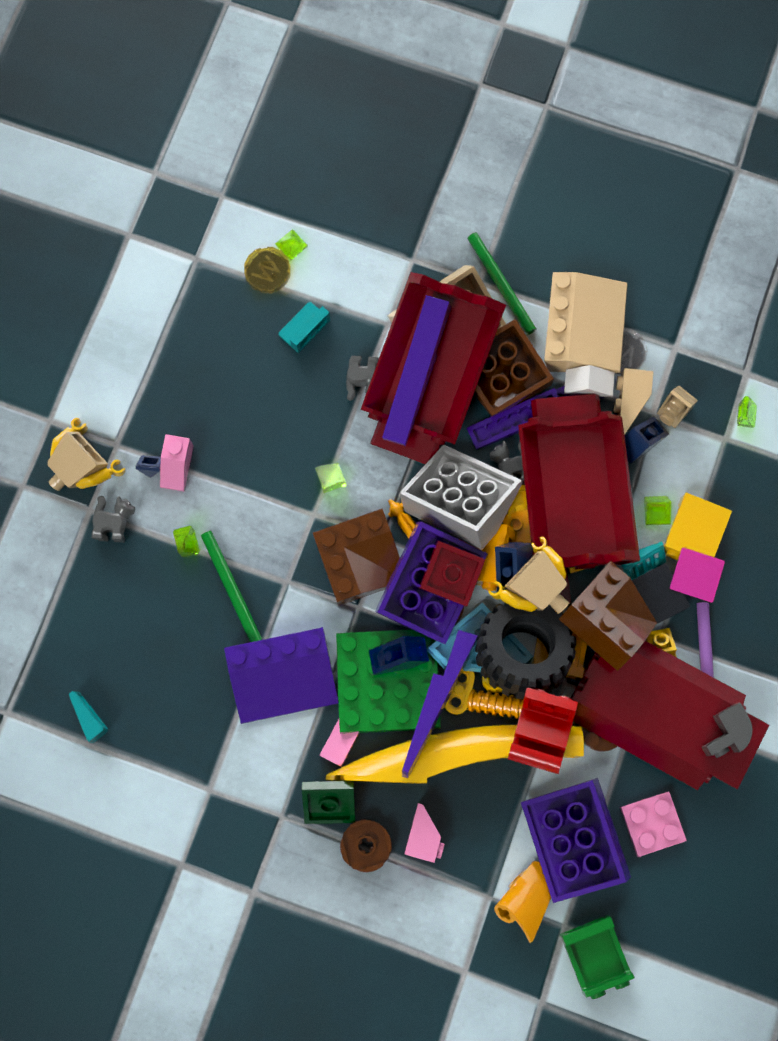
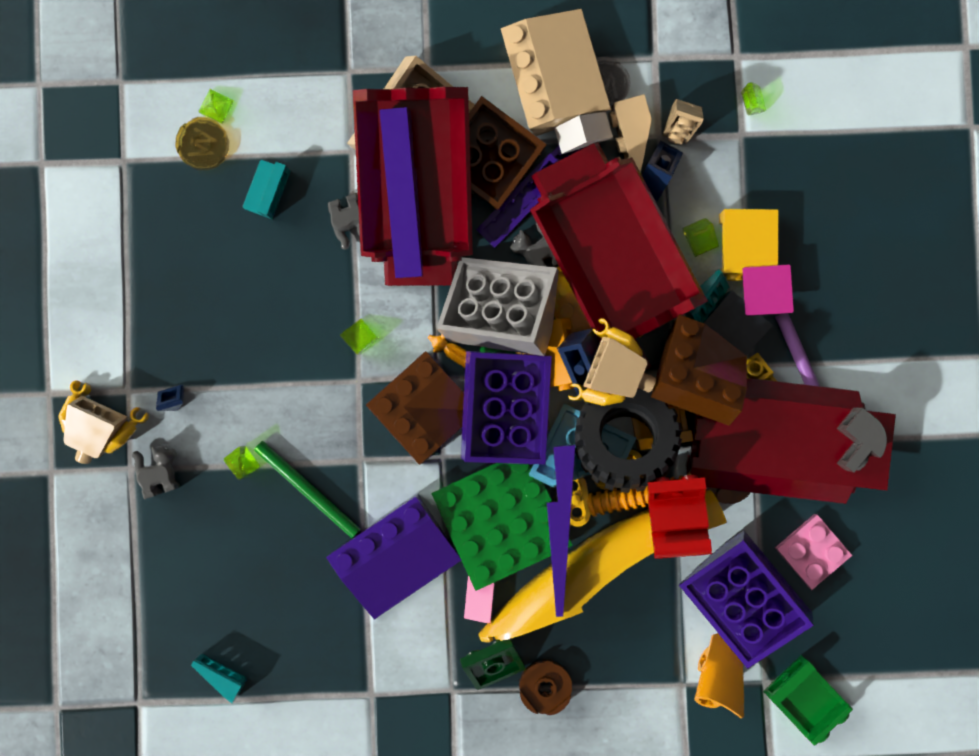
camera: 20 degrees left, 10 degrees up
(175, 462) = (195, 386): bright pink slope -> none
(399, 655) = (503, 493): clear blue slope -> none
(424, 837) = (599, 657): bright pink slope -> none
(452, 573) = (524, 393): dark red plate -> none
(501, 283) = (450, 60): green piece -> none

